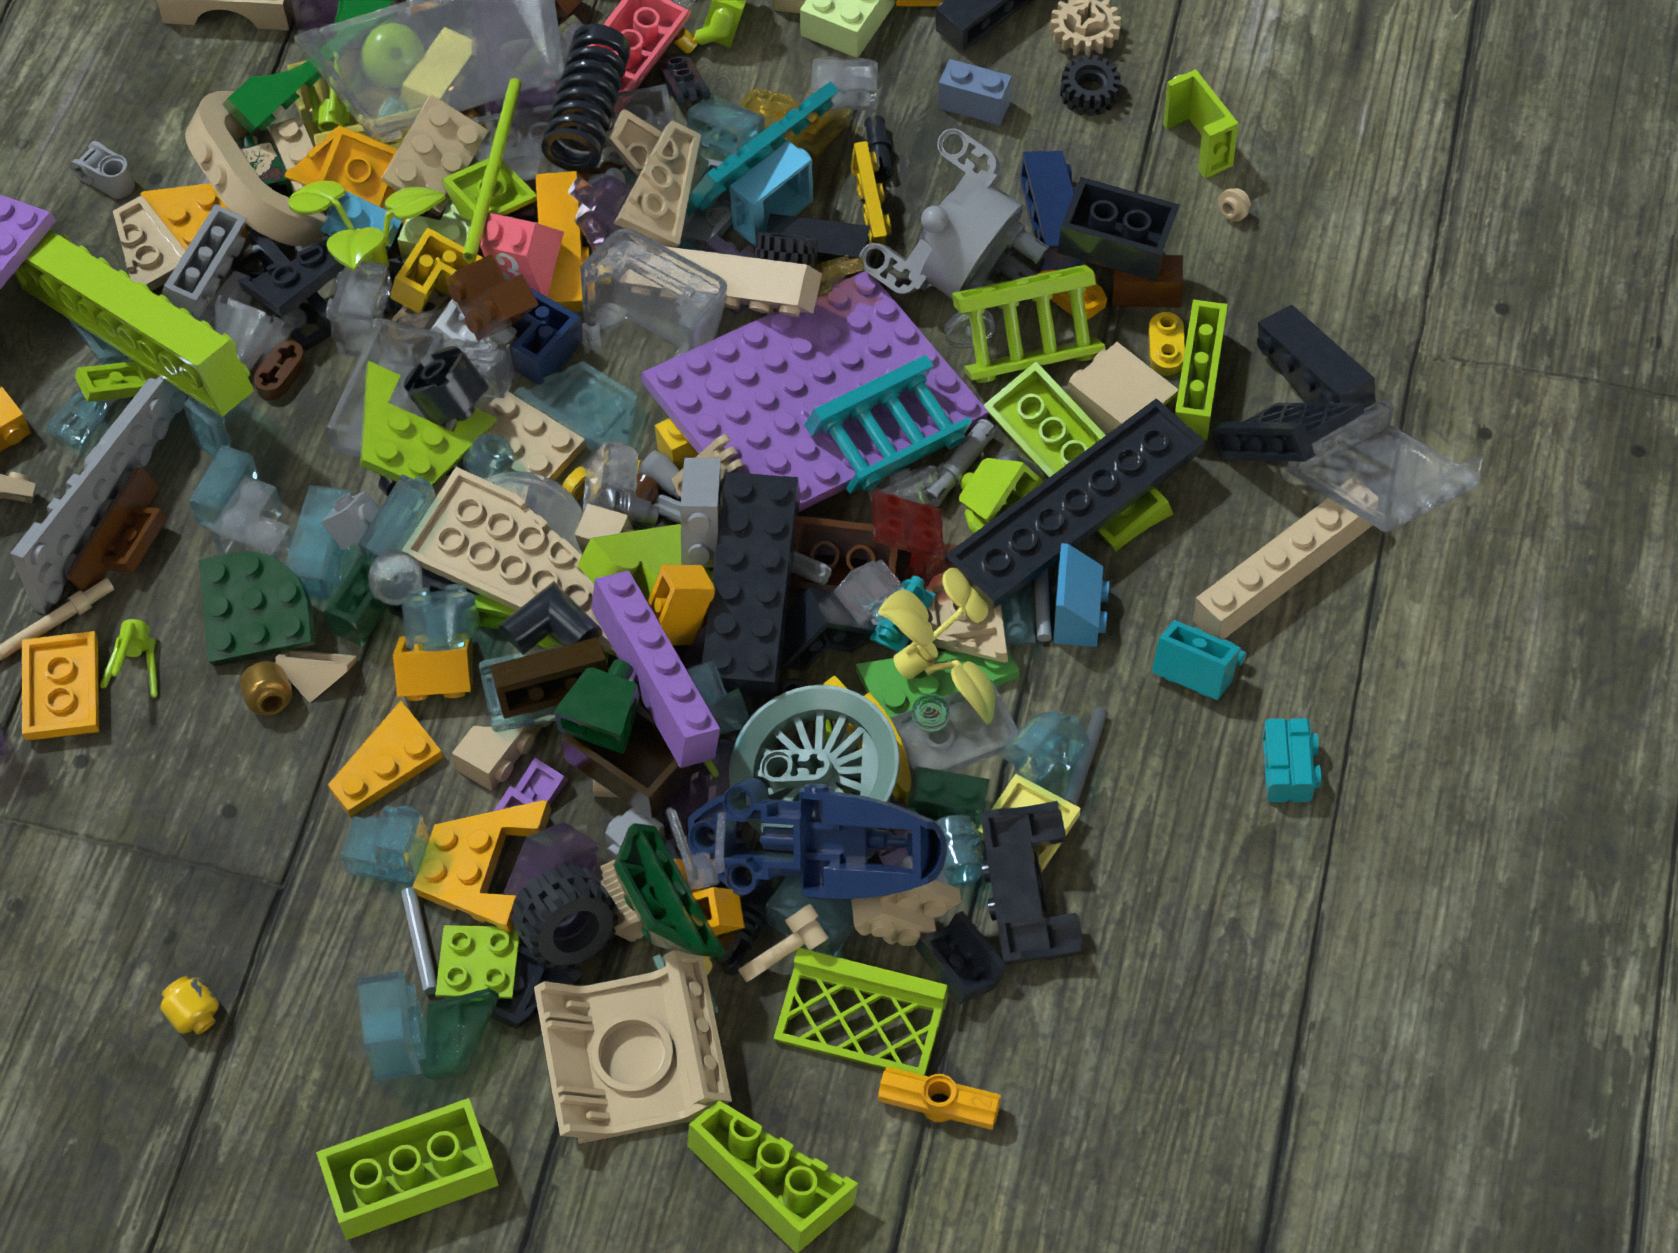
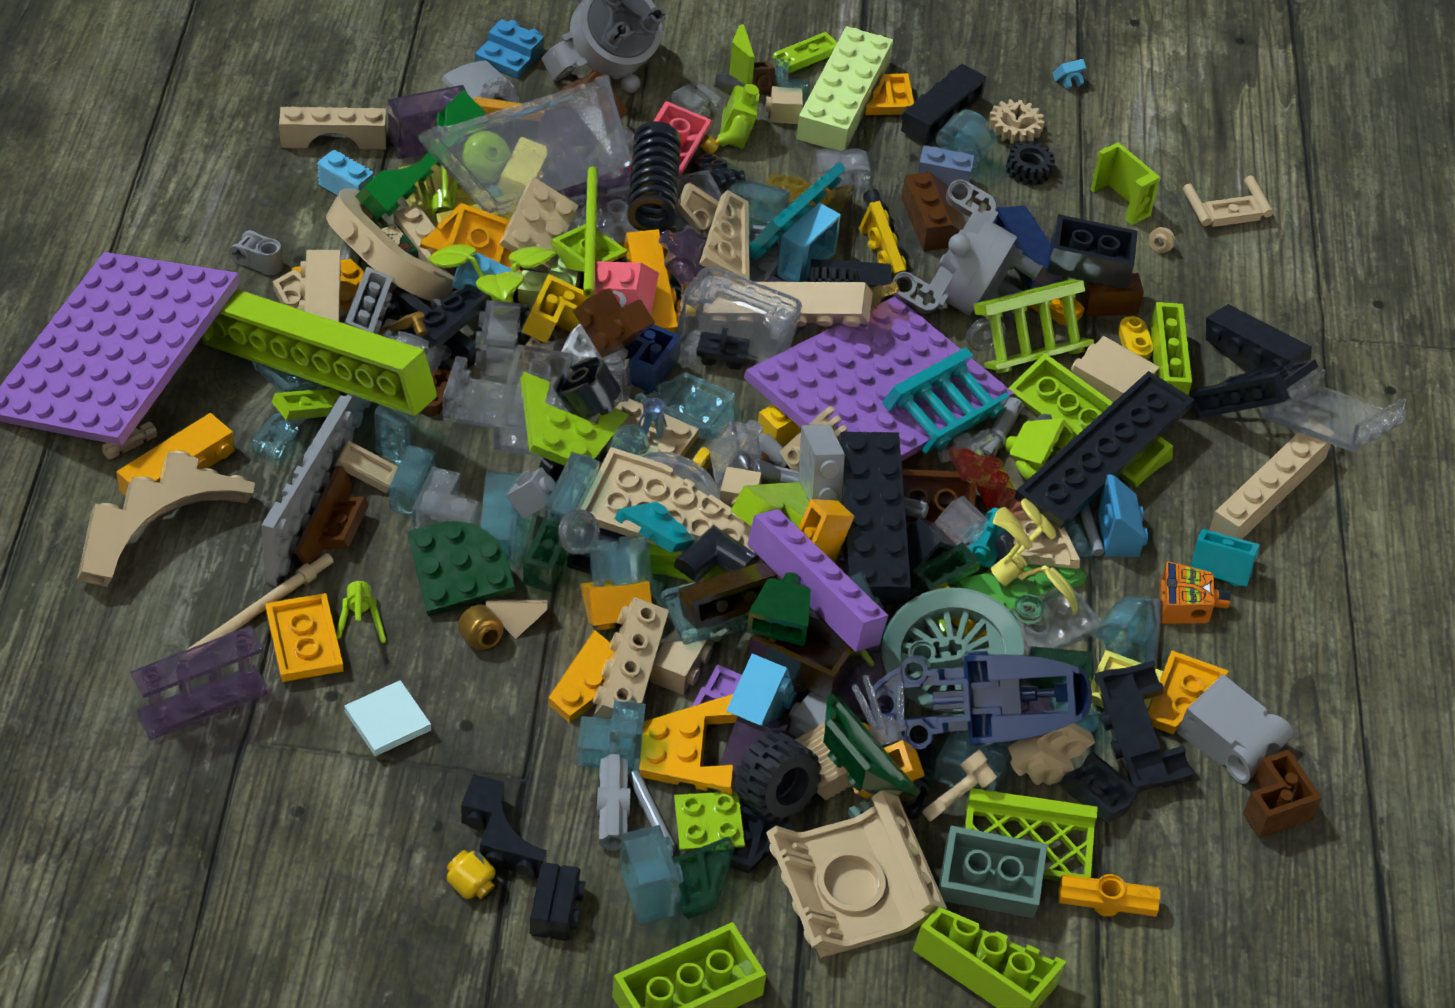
camera: 15 degrees left, 10 degrees down
(135, 797) = (387, 718): none -> light aqua tile
(159, 231) = (321, 283): none -> tan brick
(172, 465) = (366, 466): none -> tan tile
(221, 66) = (341, 172): none -> medium azure brick
(223, 923) = (500, 843): none -> black arch
(253, 281) = (412, 320): none -> pearl gold bar
(280, 1047) = (555, 901): none -> black brick
(312, 380) = (470, 399): none -> clear bracket
(374, 924) = (613, 801): none -> light grey piece
(430, 744) = (632, 656): none -> tan brick
(484, 577) = (657, 526): none -> teal wing
(522, 419) = (653, 411): none -> piece
(565, 809) = (762, 692): none -> medium azure wedge
(636, 331) = (722, 348): none -> black hips
(798, 1058) = (992, 871): none -> sand green brick
(837, 654) = (945, 569): none -> clear green brick
(931, 120) = (929, 210): none -> reddish brown slope
(1009, 49) = (967, 134): none -> clear light blue brick
(1099, 835) = (1183, 683): none -> light orange wing
(1141, 706) = (1189, 595): none -> orange torso
(1149, 892) = (1234, 728): none -> light grey piece
(1189, 992) = (1283, 795): none -> reddish brown brick
(1289, 760) = (1313, 626): teal brick -> none
(1337, 165) = (1231, 210): none -> tan plate

